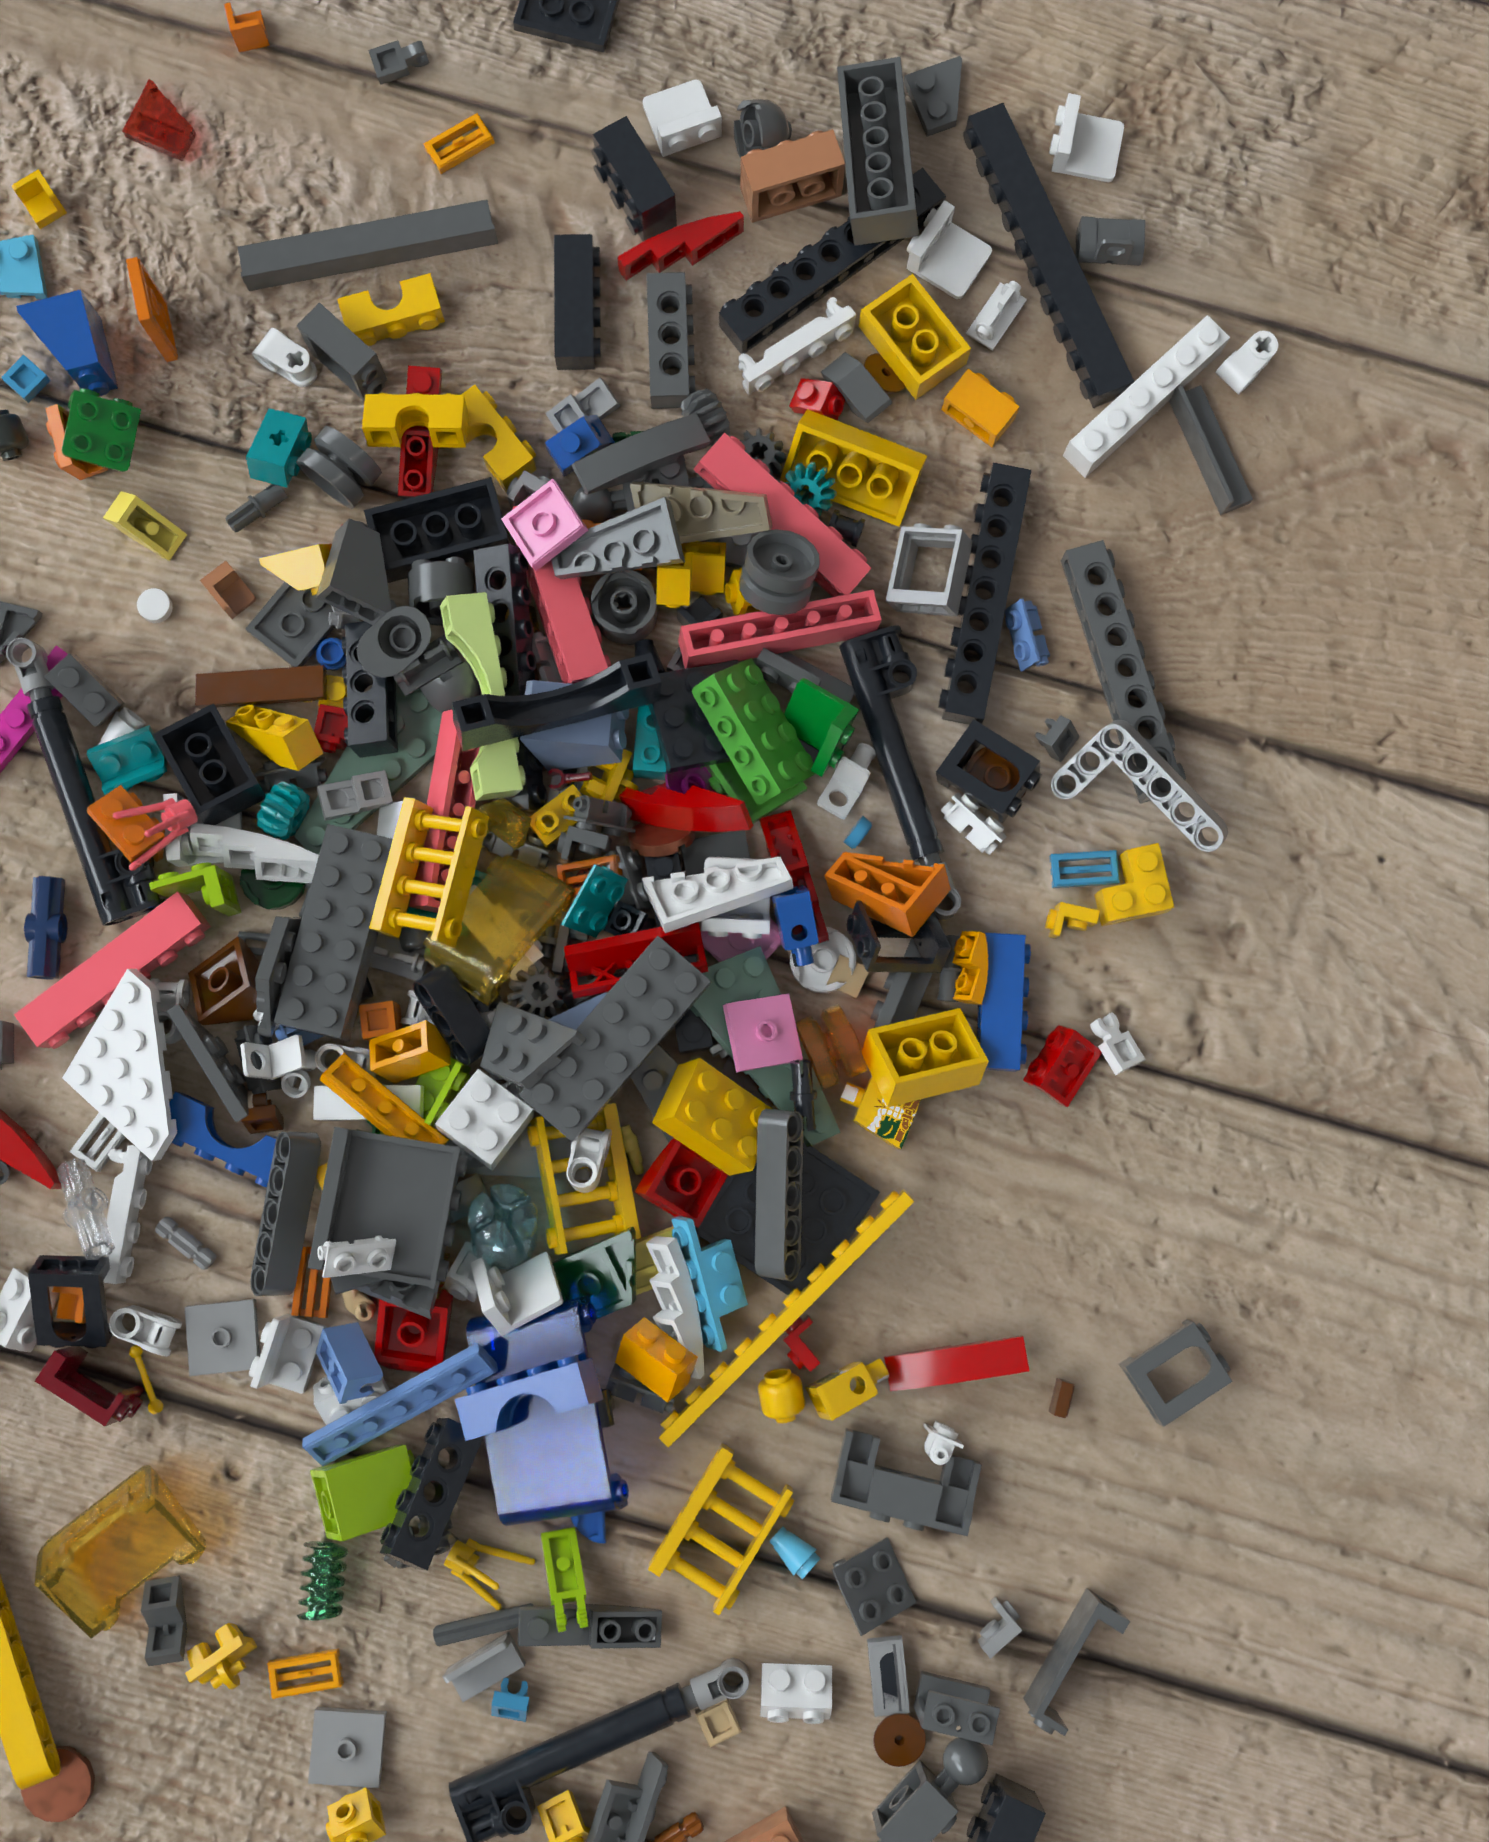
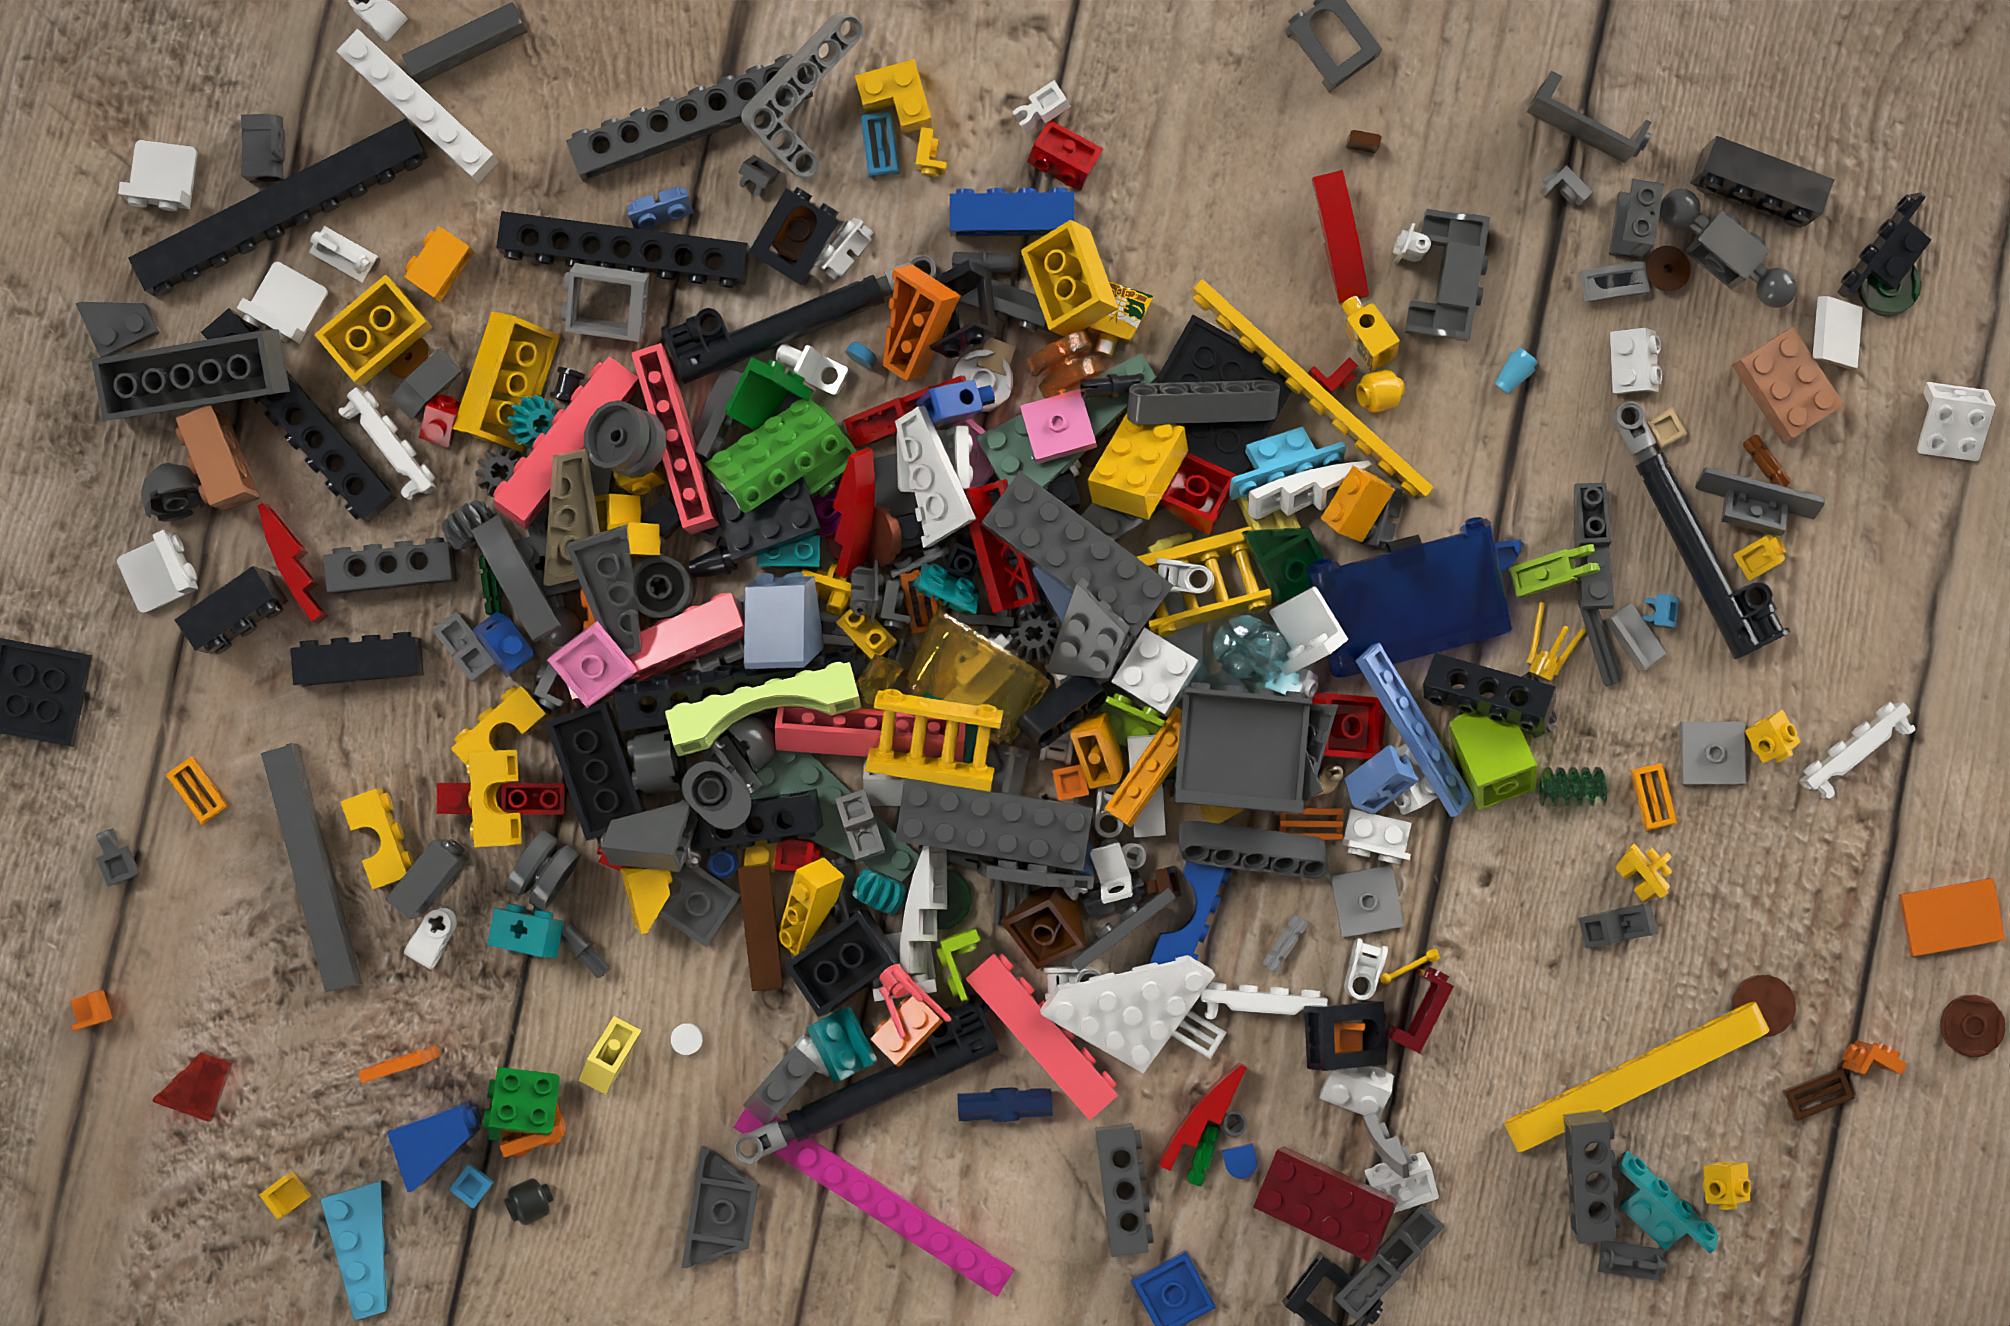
camera: 90 degrees left, 5 degrees up
(85, 1209) = (1262, 1032): clear piece -> none
(116, 1550) = (1557, 973): clear yellow windscreen -> none
(228, 589) = (668, 968): nougat panel -> none
(357, 1258) = (1288, 765): white hinge -> none
(500, 718) = (785, 672): black arch -> none
(564, 1388) = (1389, 575): arch -> none
(568, 778) = (831, 625): dark red hand -> none
(687, 1527) = (1501, 467): yellow fence -> none
(873, 1586) = (1539, 299): dark grey hinge -> none
(972, 955) = (972, 240): light orange slope -> none

